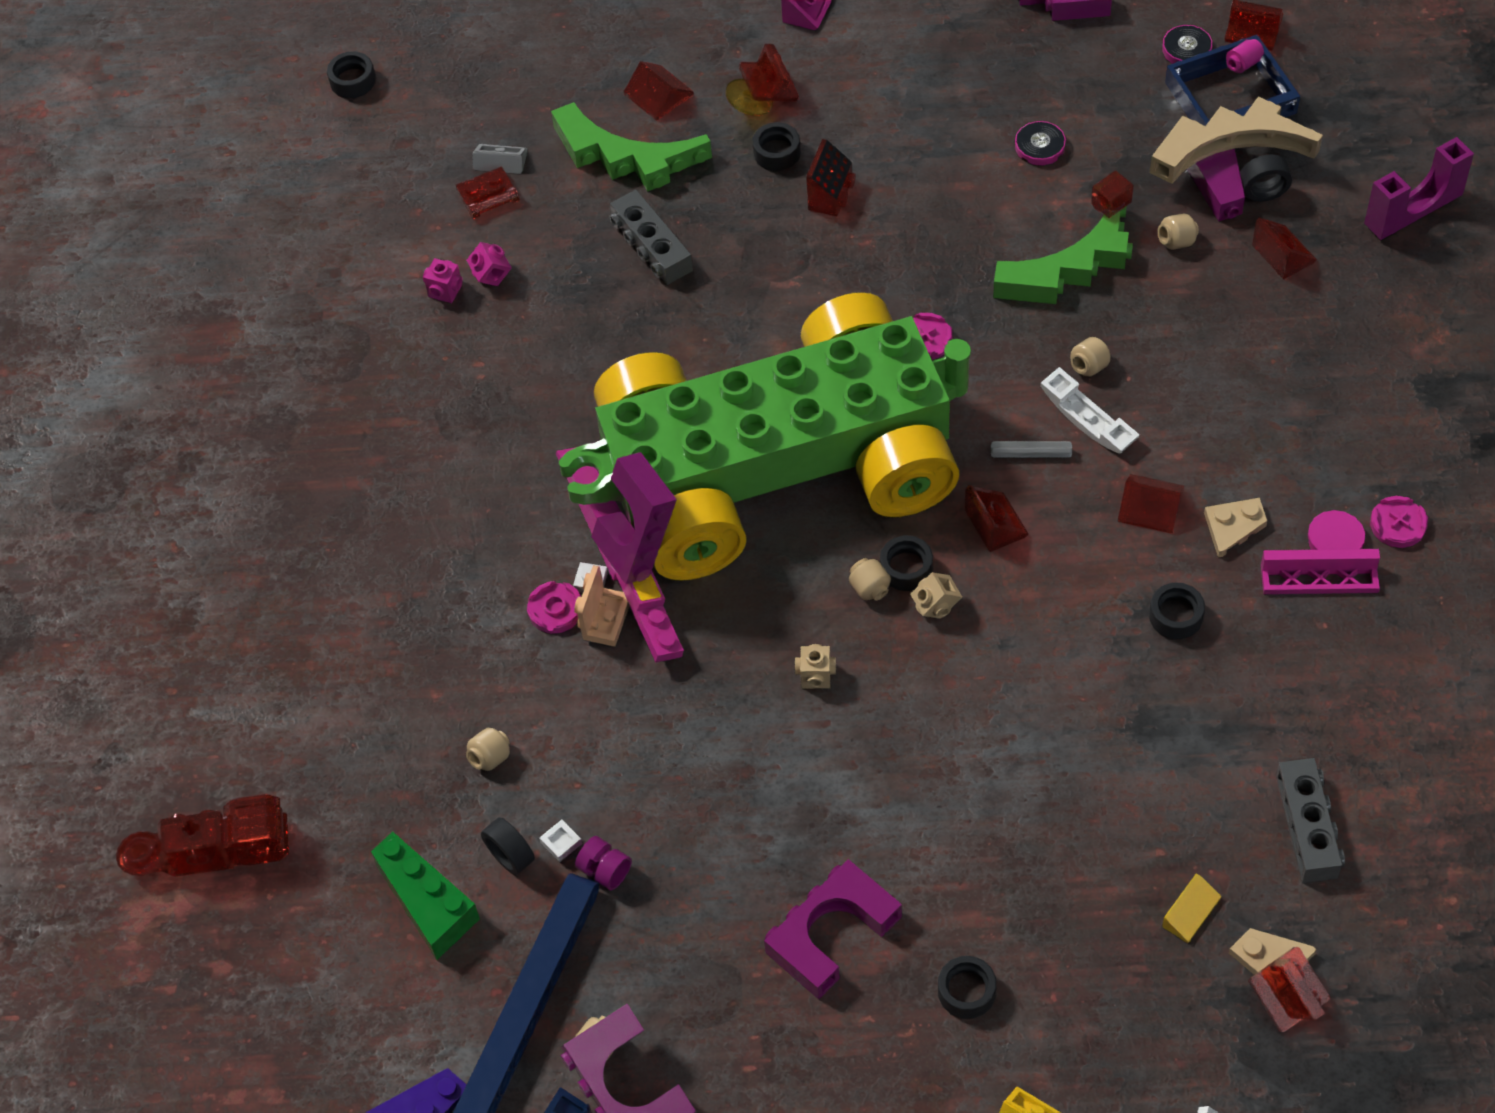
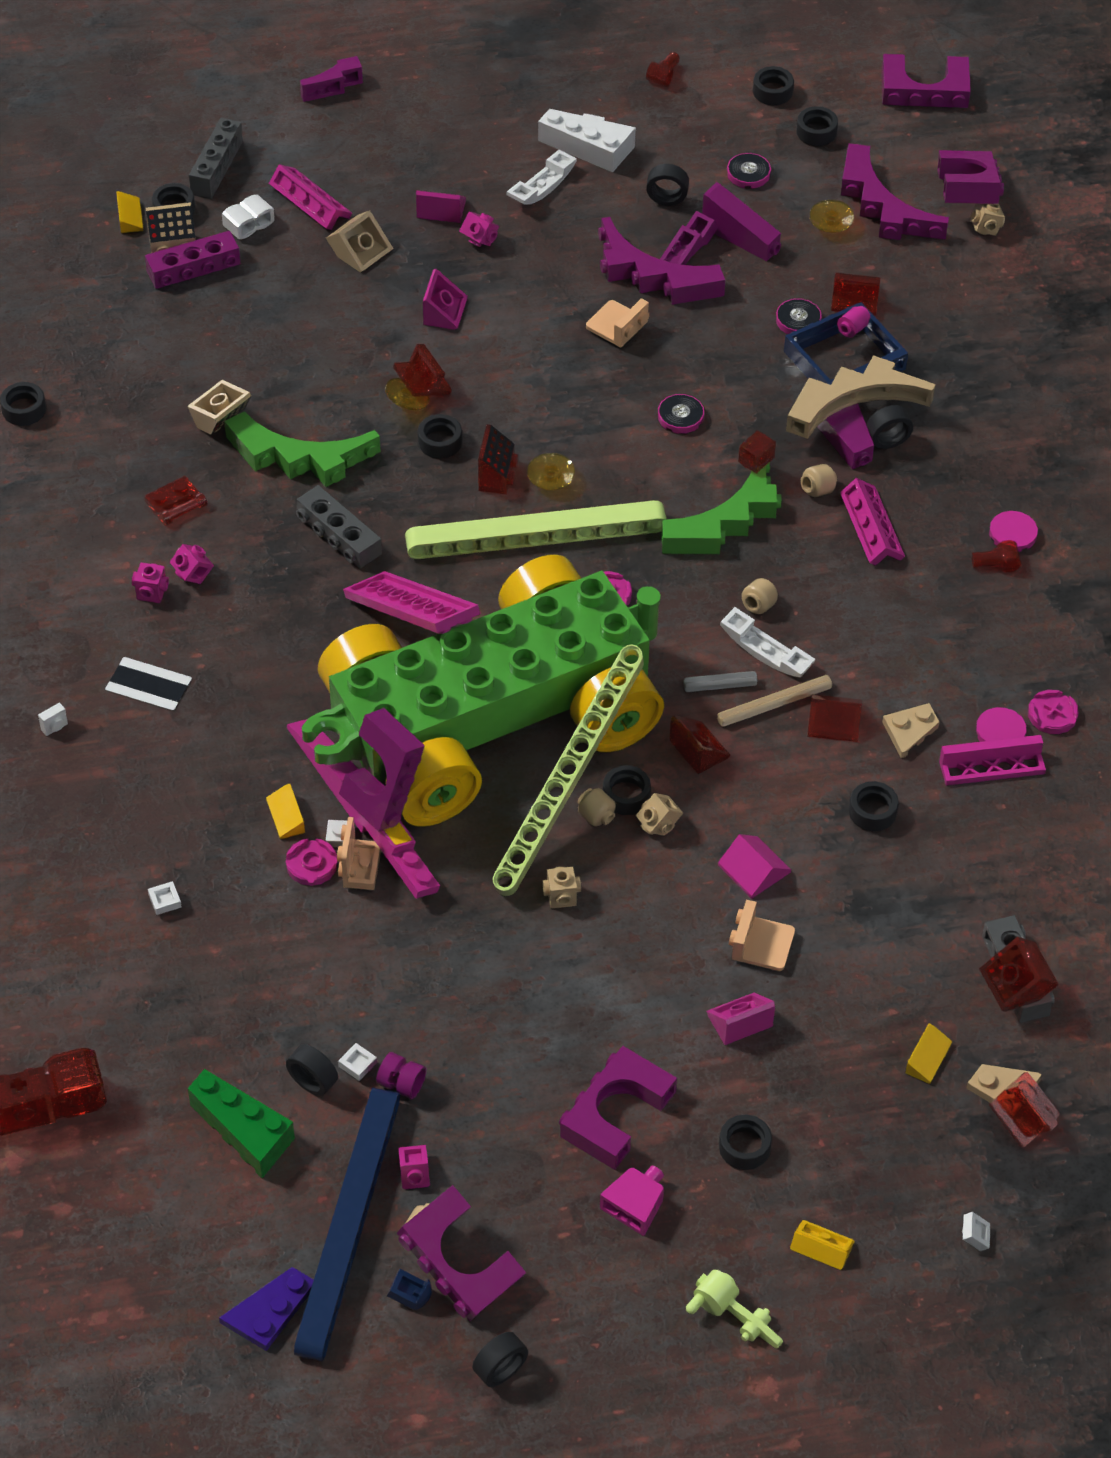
camera: 15 degrees left, 5 degrees down
(314, 420) = (53, 719): none -> white plate
(392, 631) = (164, 898): none -> white plate
(422, 390) = (148, 683): none -> sticker
(488, 749) = (275, 990): tan head -> none
(494, 156) = (176, 467): light grey slope -> none
(537, 549) = (285, 812): none -> yellow slope
(547, 93) = (218, 405): none -> tan slope
(599, 968) = (414, 1167): none -> dark pink bracket
(656, 90) = (317, 395): clear red slope -> none
(705, 331) = (412, 602): none -> dark pink plate
(833, 1037) = (634, 1198): none -> dark pink torso
(840, 523) = (568, 782): none -> yellowish green beam
(860, 259) = (535, 529): none -> yellowish green beam
(887, 195) = (551, 471): none -> clear yellow dish
(988, 839) = (742, 1017): none -> dark pink slope
(990, 36) = (618, 322): none -> light nougat bracket
(1024, 752) = (760, 940): none -> light nougat bracket
(1031, 663) = (752, 865): none -> dark pink slope
(1087, 477) = (774, 700): none -> tan axle
(1225, 283) = (871, 521): none -> dark pink fence
(1280, 248) = (911, 487): clear red slope -> none
(1306, 831) = (1018, 975): none -> clear red slope
(1372, 337) = (1004, 556): none -> clear red pin
(1387, 308) = (1014, 527): none -> dark pink tile
(1396, 206) = (1009, 440): magenta arch -> none

